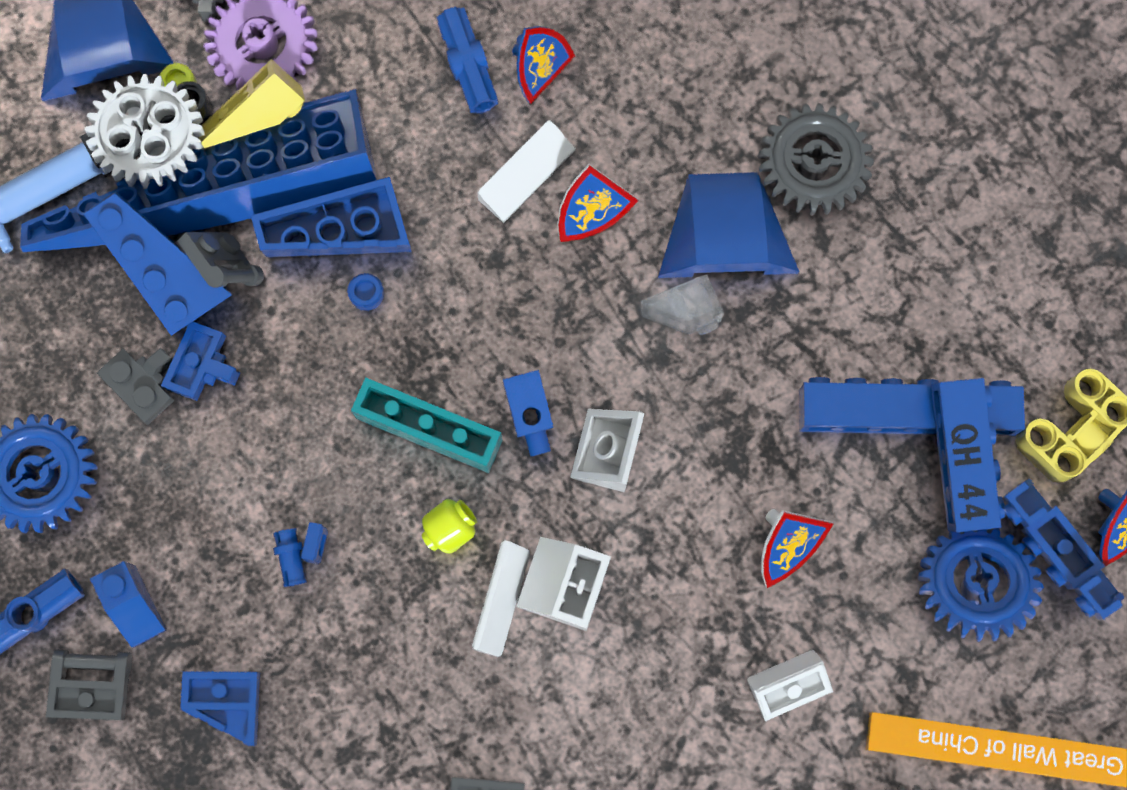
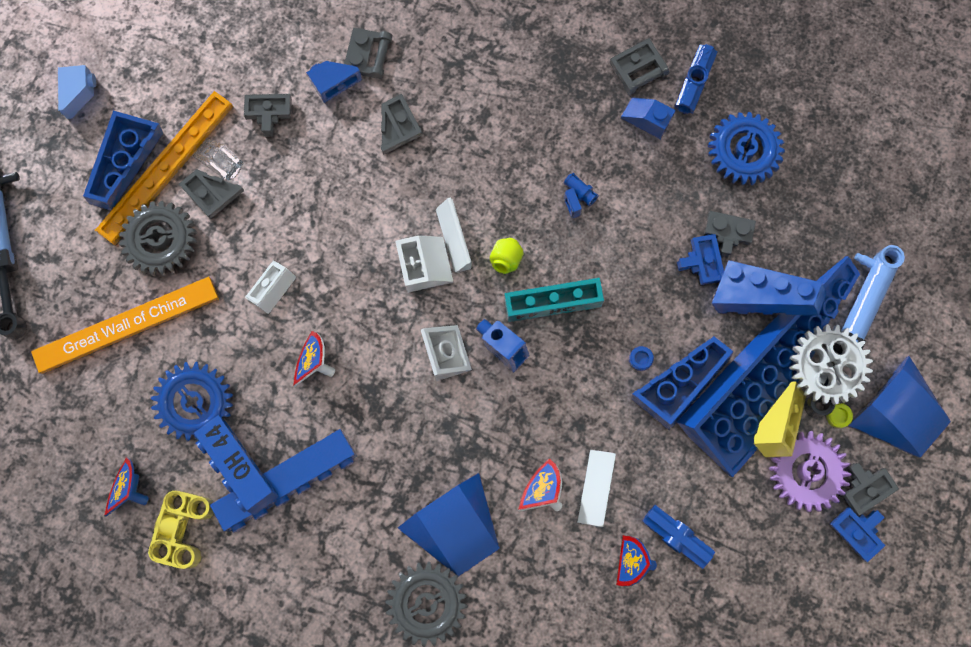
camera: 150 degrees right, 0 degrees up
(219, 259) = (740, 322): dark grey plate -> none
(224, 701) = (565, 99): blue wing -> none
(685, 307) = (450, 460): clear slope -> none
(1063, 549) = (146, 444): blue bracket -> none

